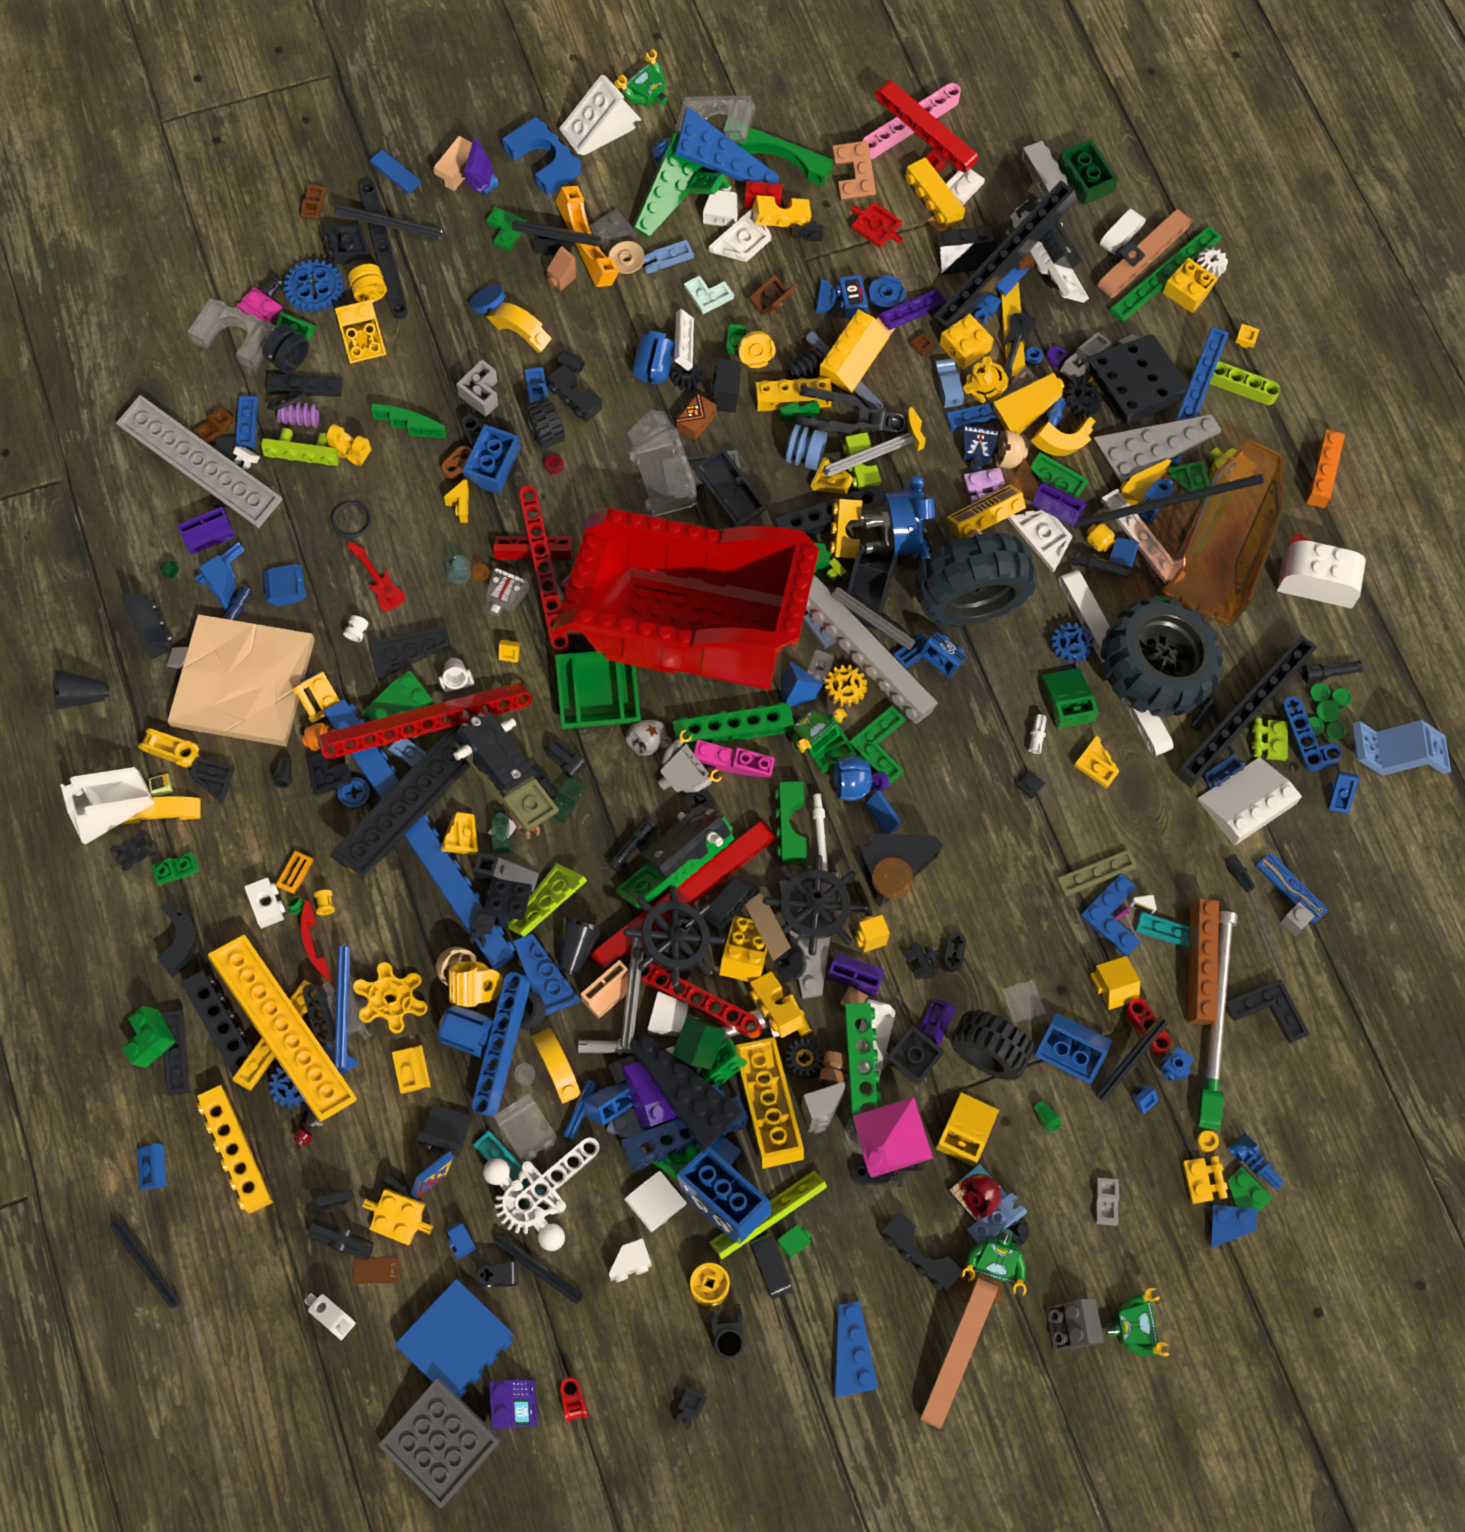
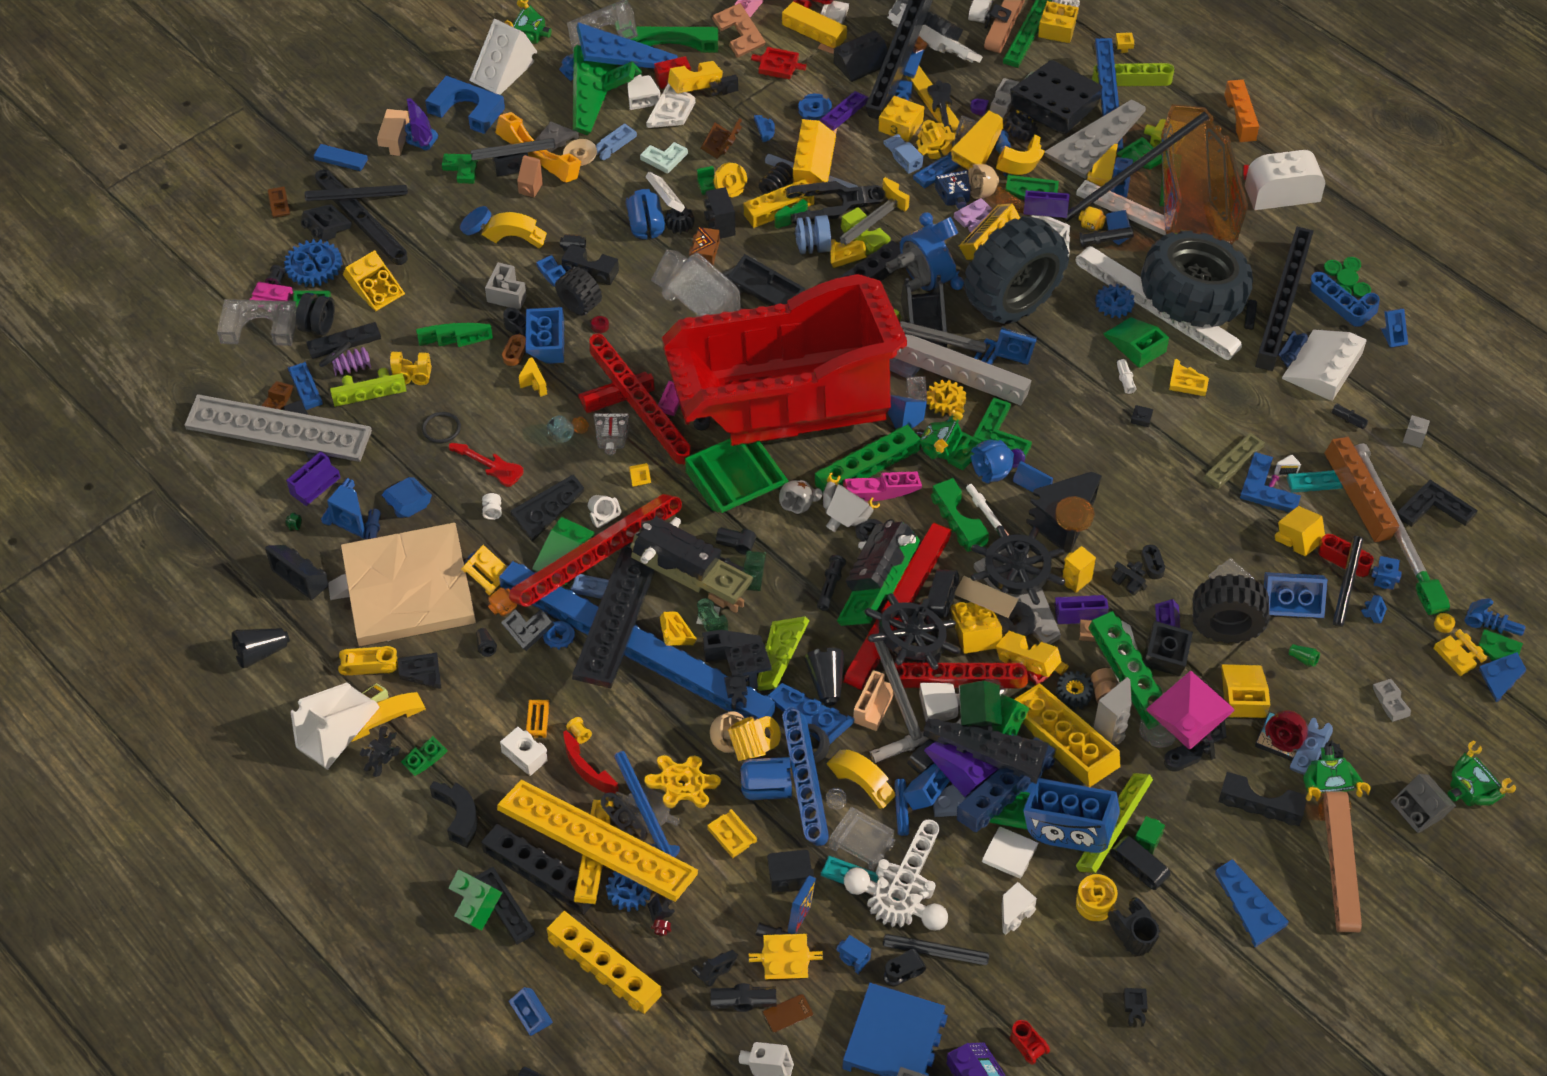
camera: 20 degrees left, 15 degrees down
(245, 455) = (319, 409): white tile -> none
(296, 905) = (555, 742): green plate -> none
(367, 283) = (361, 241): yellow wheel -> none
(844, 511) = (877, 264): yellow arch -> none
(852, 295) = (787, 118): blue brick -> none
(922, 344) = (865, 134): reddish brown tile -> none
(1033, 351) = (961, 110): blue plate -> none
(1276, 739) = (1319, 313): lime plate -> none
(1290, 886) = (1392, 411): blue tile -> none
(1324, 671) = (1327, 250): black pin -> none
(1401, 747) = (1422, 278): medium blue bracket -> none

